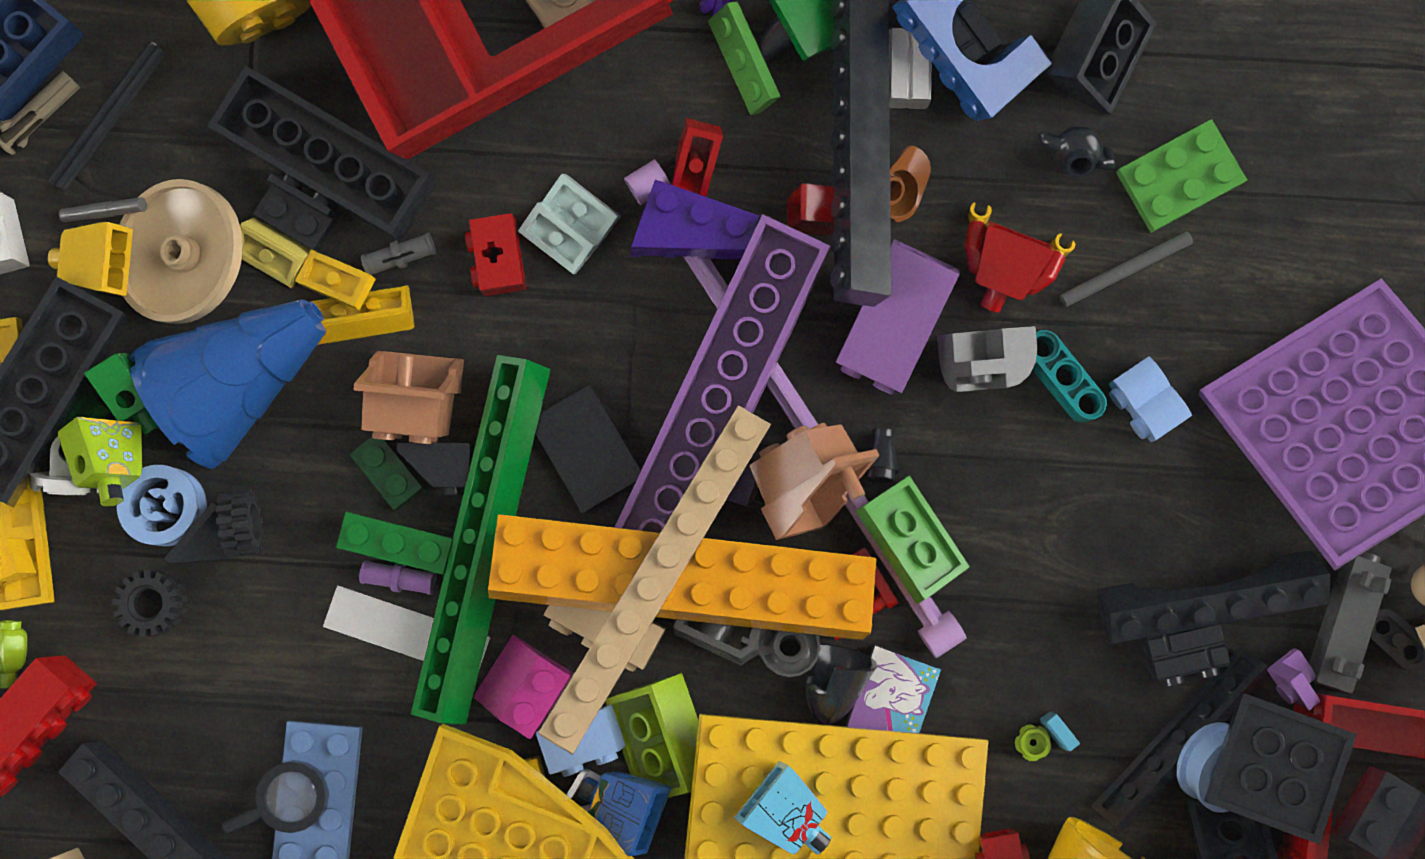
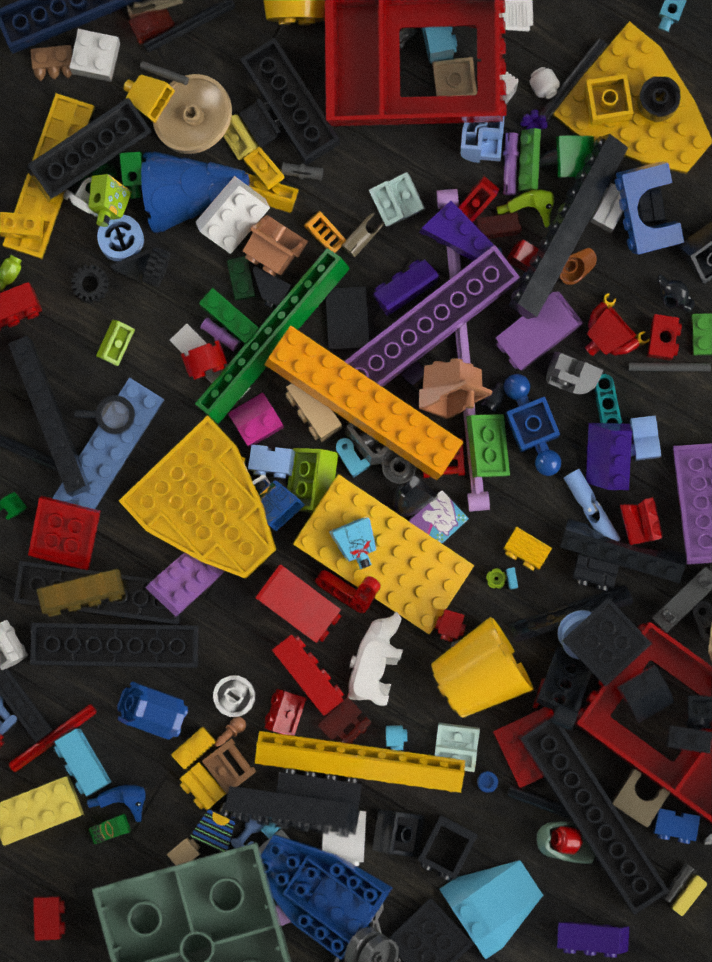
camera: 25 degrees right, 0 degrees up
(42, 145) = (150, 24): none -> clear red slope
(238, 675) = (115, 342): none -> lime slope
(317, 378) = (232, 214): none -> white brick
(390, 632) = (204, 359): none -> red brick
(475, 315) = (330, 228): none -> light orange slope
(508, 272) = (353, 208): red brick -> none
(541, 313) = (359, 238): none -> dark tan piece
(653, 352) = (405, 286): none -> dark purple slope
(653, 581) = (351, 393): tan plate -> none
(655, 63) = (482, 141): none -> light blue brick
(692, 663) = (349, 457): none -> medium azure leg
(711, 67) = (510, 163): none -> medium lavender pin
(750, 182) = (499, 225): none -> clear red panel
(793, 111) = (539, 199): none -> lime animal
(965, 469) = (532, 424): none -> blue brick
(1058, 671) = (527, 548): none -> yellow brick
(1090, 247) = (657, 348): none -> red brick
(1109, 543) = (586, 499): none -> light blue piece
(1113, 456) = (609, 455): none -> dark purple slope
(1219, 535) = (641, 521): none -> red piece
(1293, 677) = (641, 609): medium lavender bracket -> none

